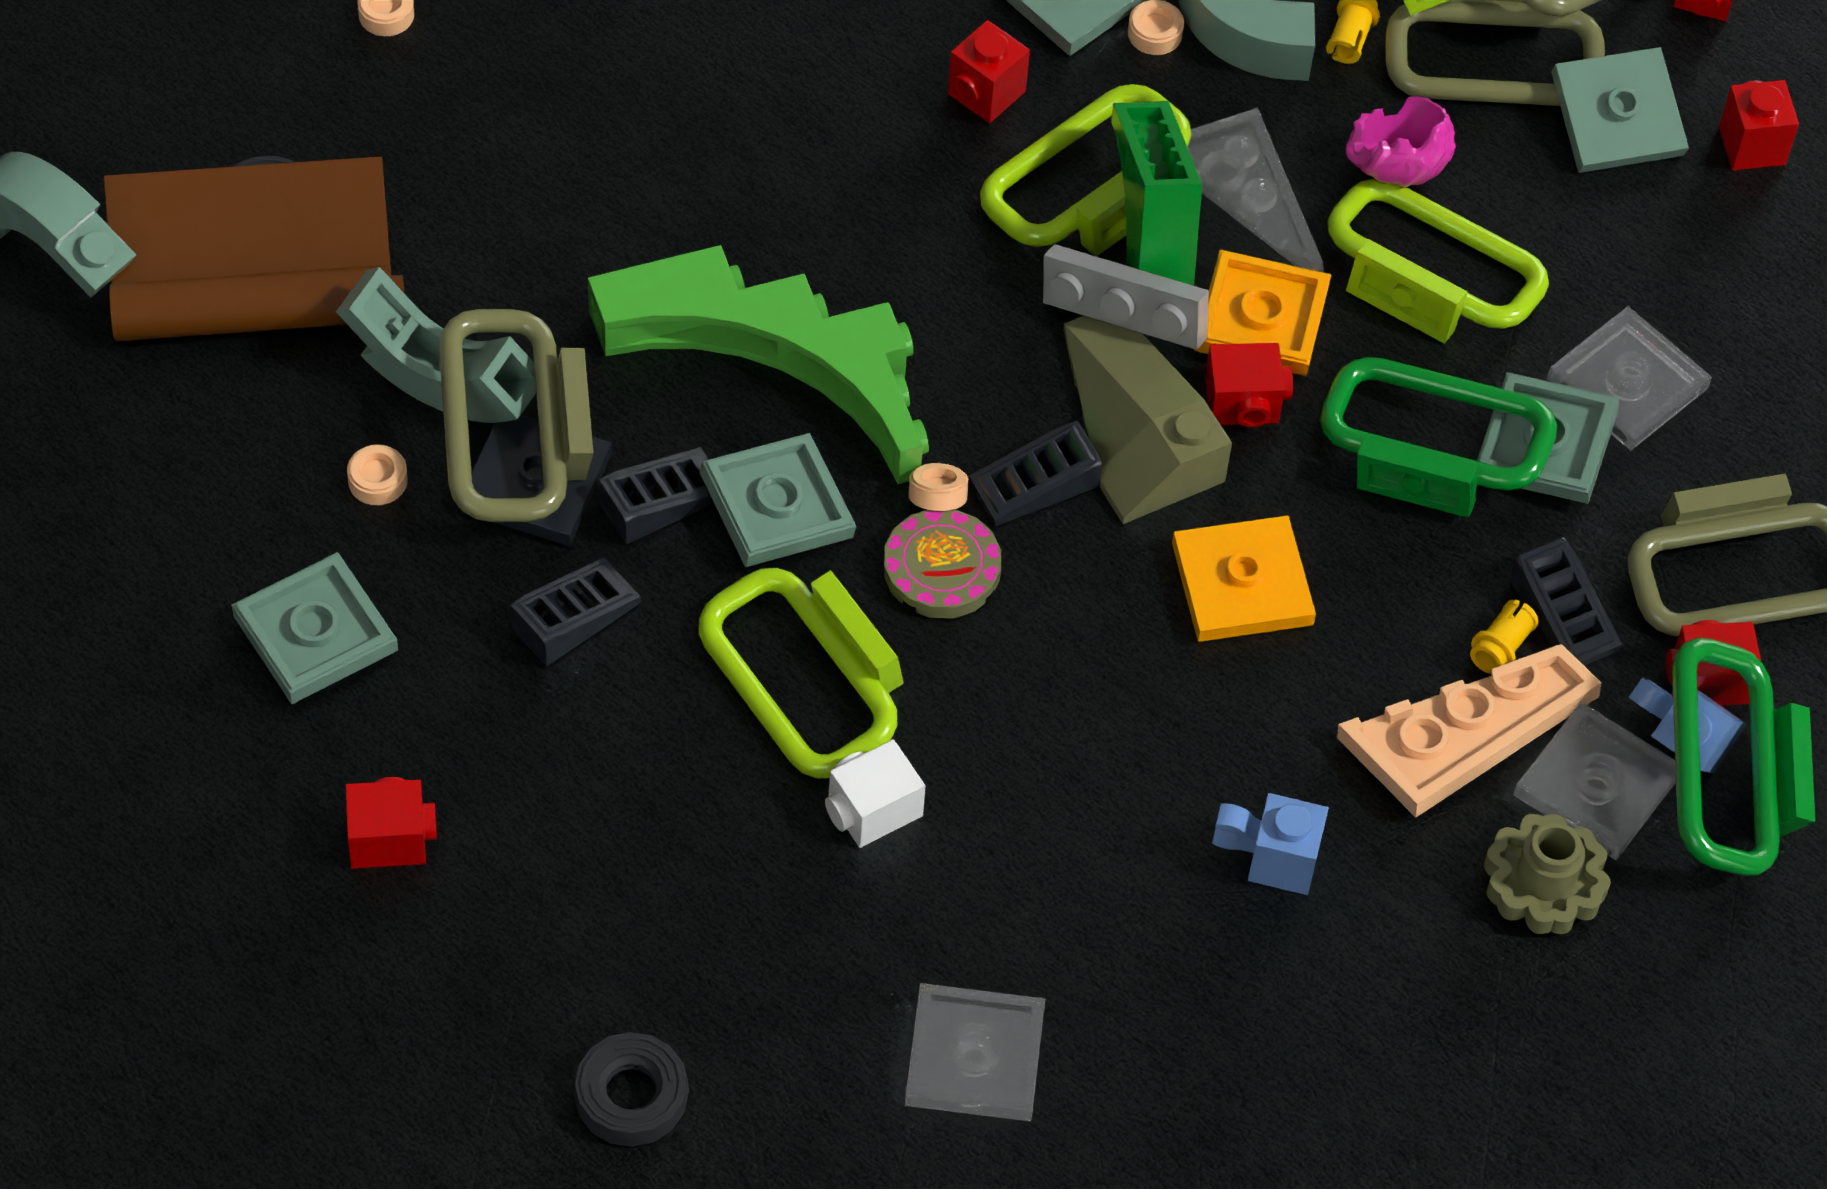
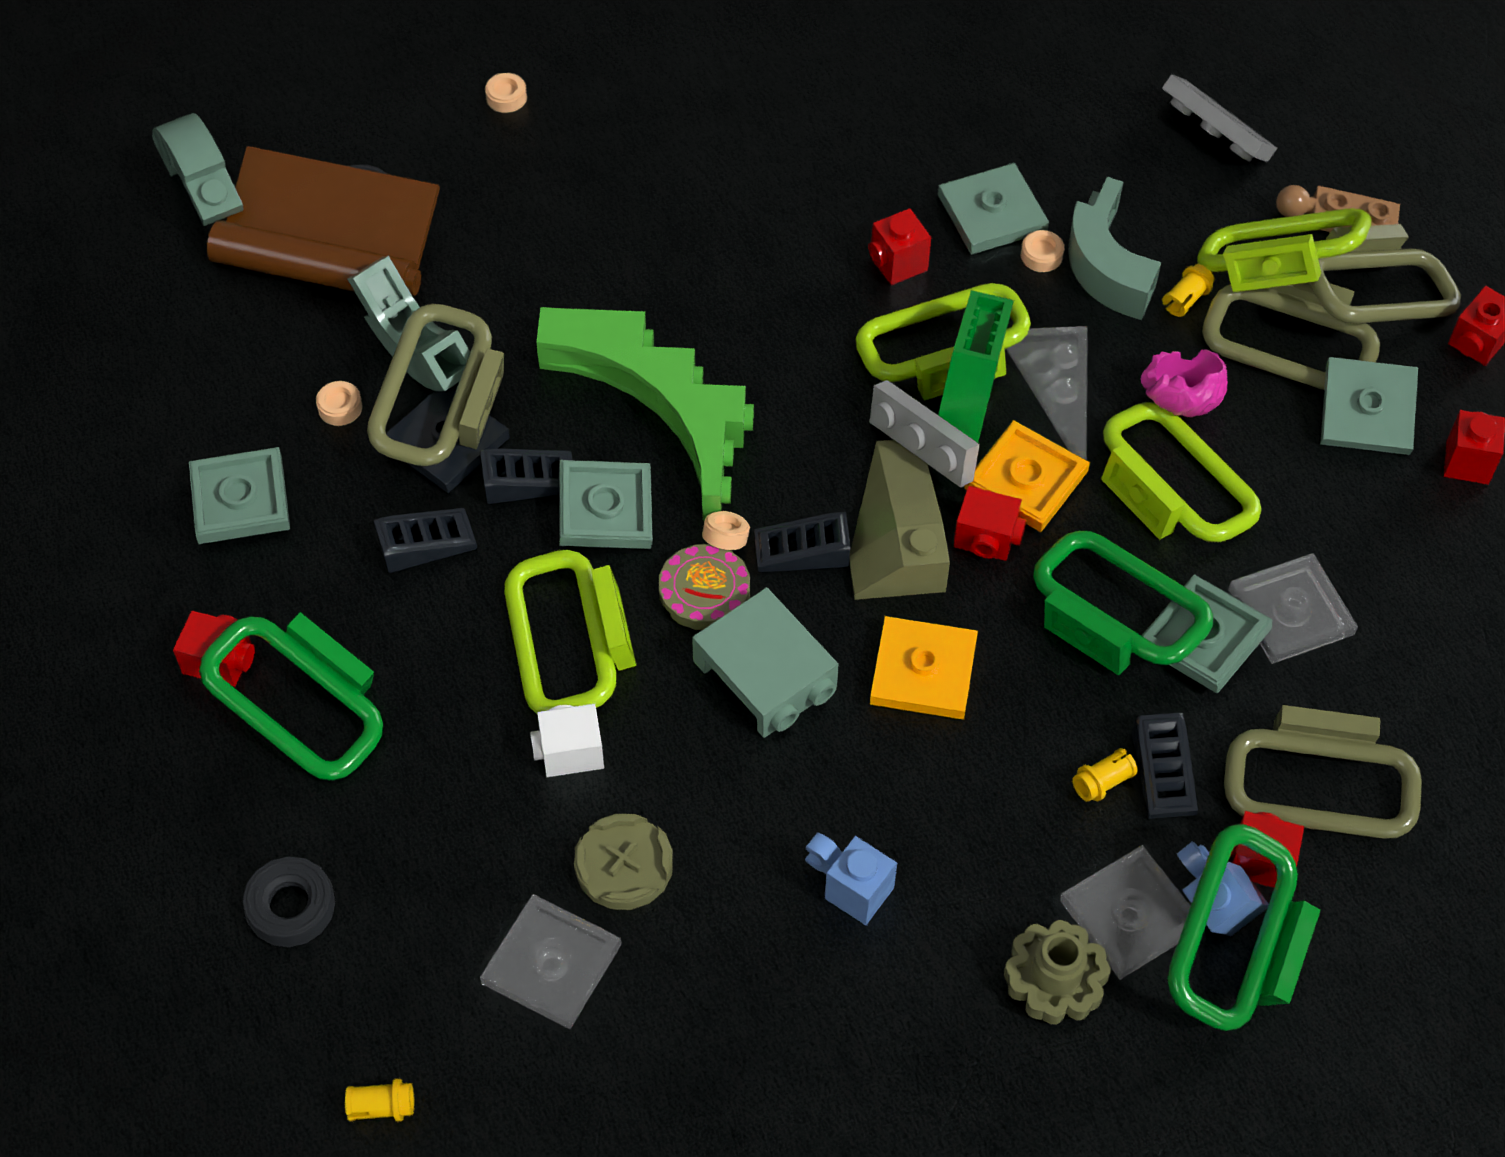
camera: 25 degrees right, 0 degrees up
(540, 794) = (320, 659): none -> green bar
(1000, 914) = (623, 861): none -> olive tile
(1064, 625) = (767, 661): none -> sand green panel
(1454, 737) = (1025, 841): light nougat wing -> none

